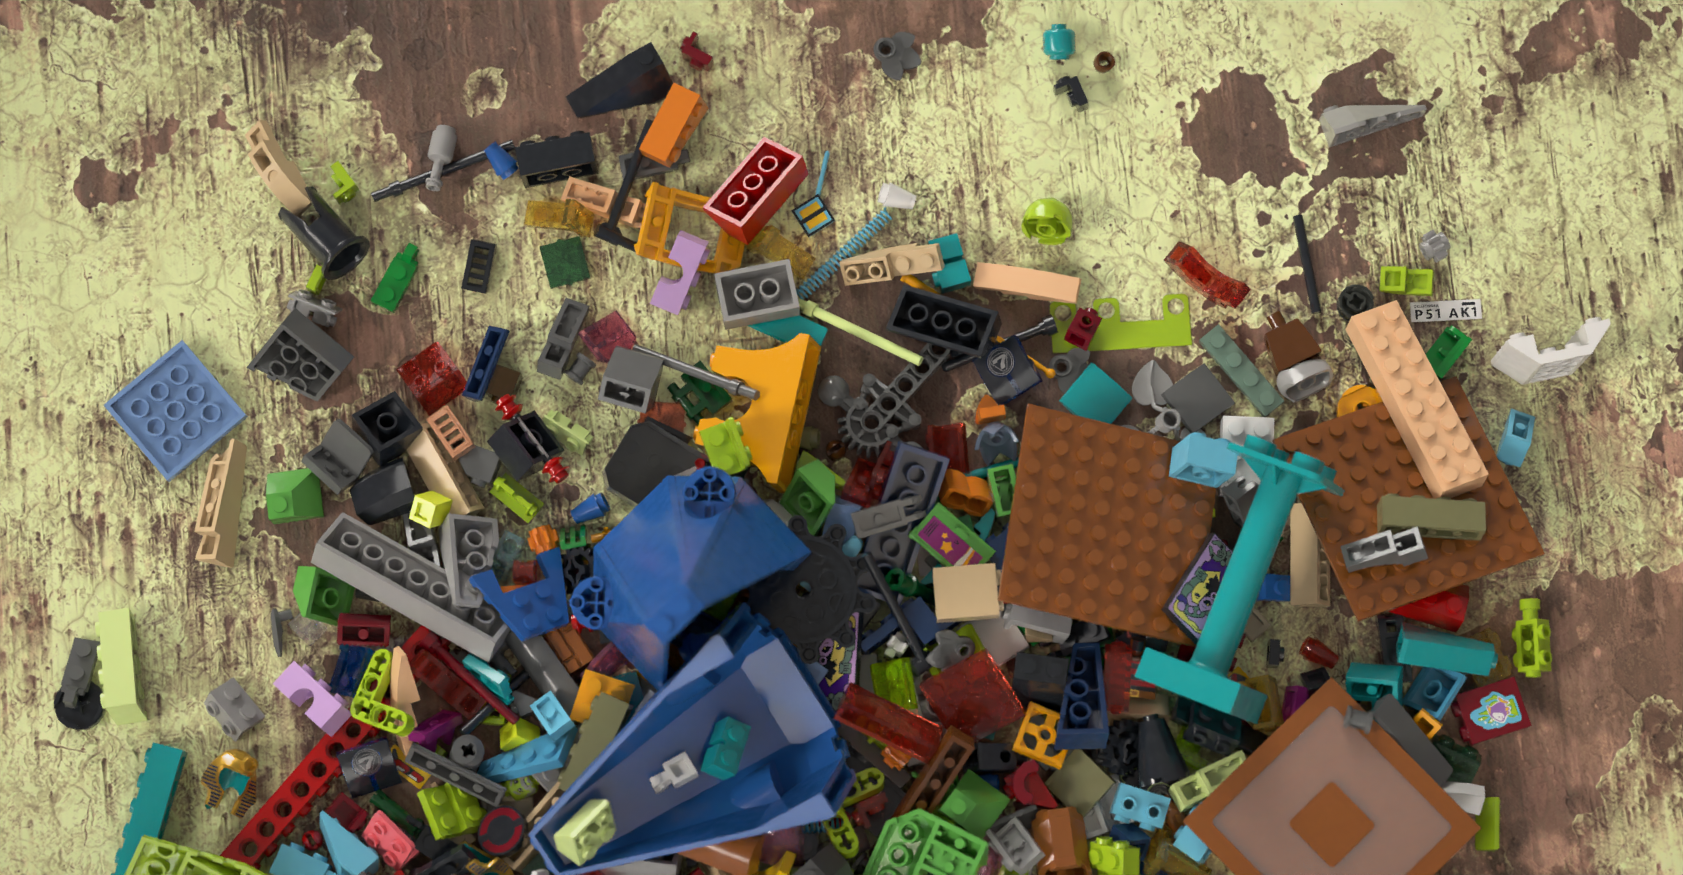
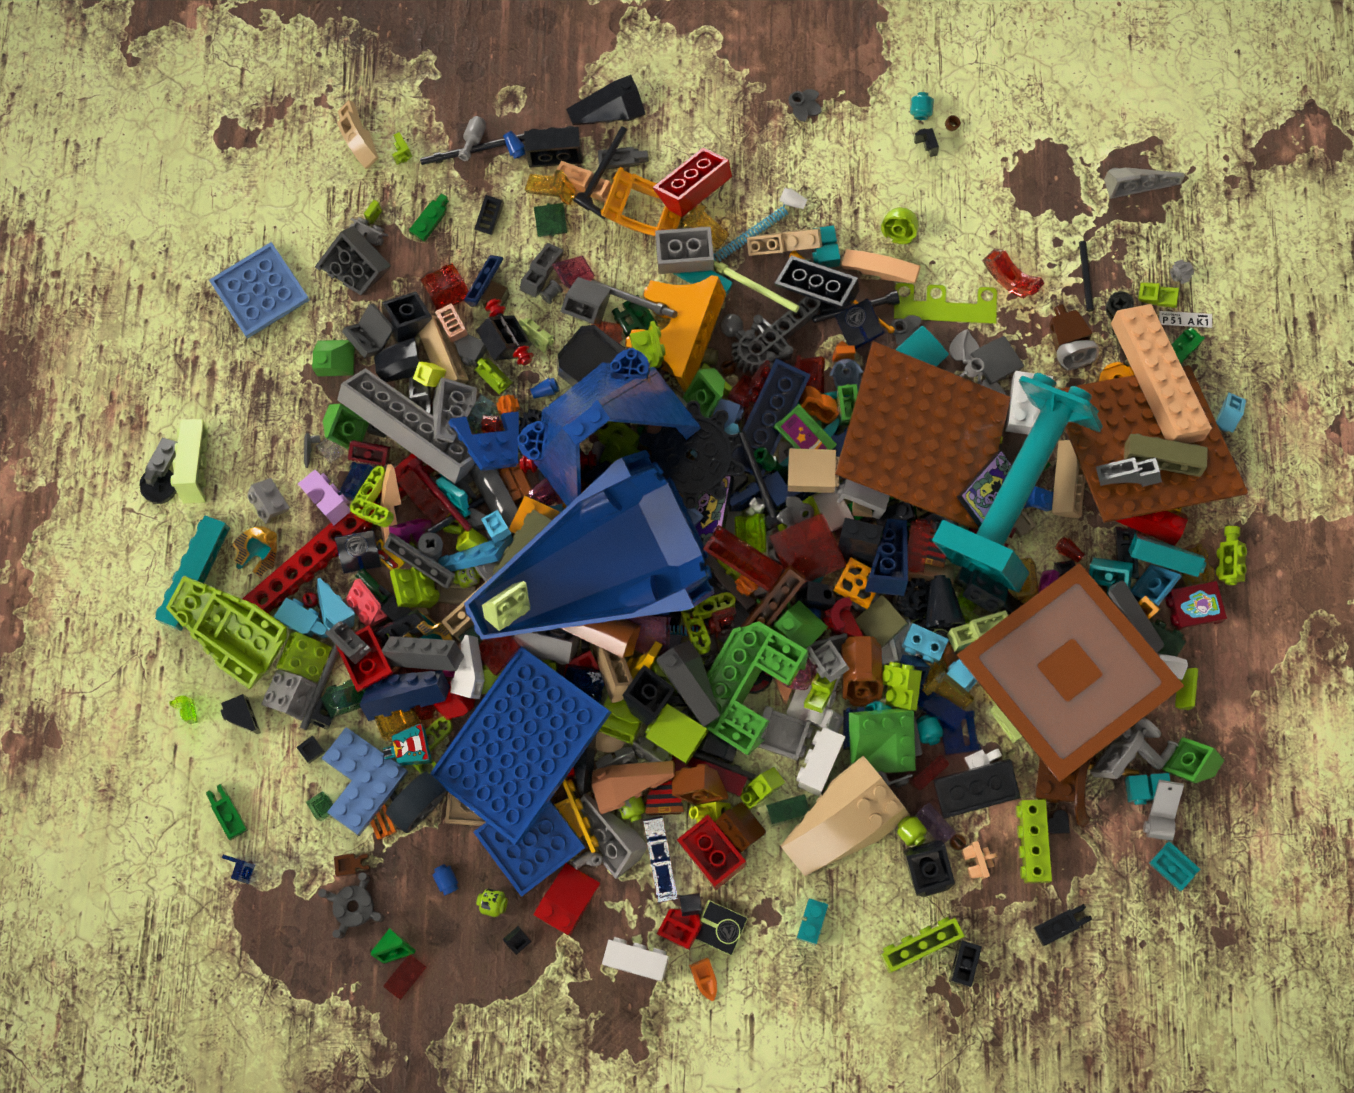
camera: 10 degrees right, 5 degrees down
(221, 506) = (281, 358): tan wedge -> none
(327, 238) = (384, 183): black piece -> none
(348, 813) = (338, 582): dark red bracket -> none
(502, 831) = (448, 606): black tile -> none
(572, 535) = (529, 405): green tile -> none
(673, 125) = (639, 130): orange wedge -> none
(677, 771) = (581, 572): white plate -> none
(689, 253) = (640, 219): lavender arch -> none
(695, 57) = (661, 90): dark red bracket -> none
(724, 759) = (619, 558): teal piece -> none
(813, 213) = (732, 205): piece -> none
(885, 516) = (758, 410): dark grey hinge -> none
(1083, 328) = (920, 297): dark red brick -> none
(1203, 460) = (998, 396): medium azure brick -> none
(1239, 499) = (1020, 429): dark grey hinge -> none
(1241, 371) = (1030, 344): sand green plate -> none
(1275, 653) = (1037, 546): black plate -> none
(1358, 719) = (1097, 594): dark grey bush -> none
(1522, 362) = (1248, 357): white slope -> none

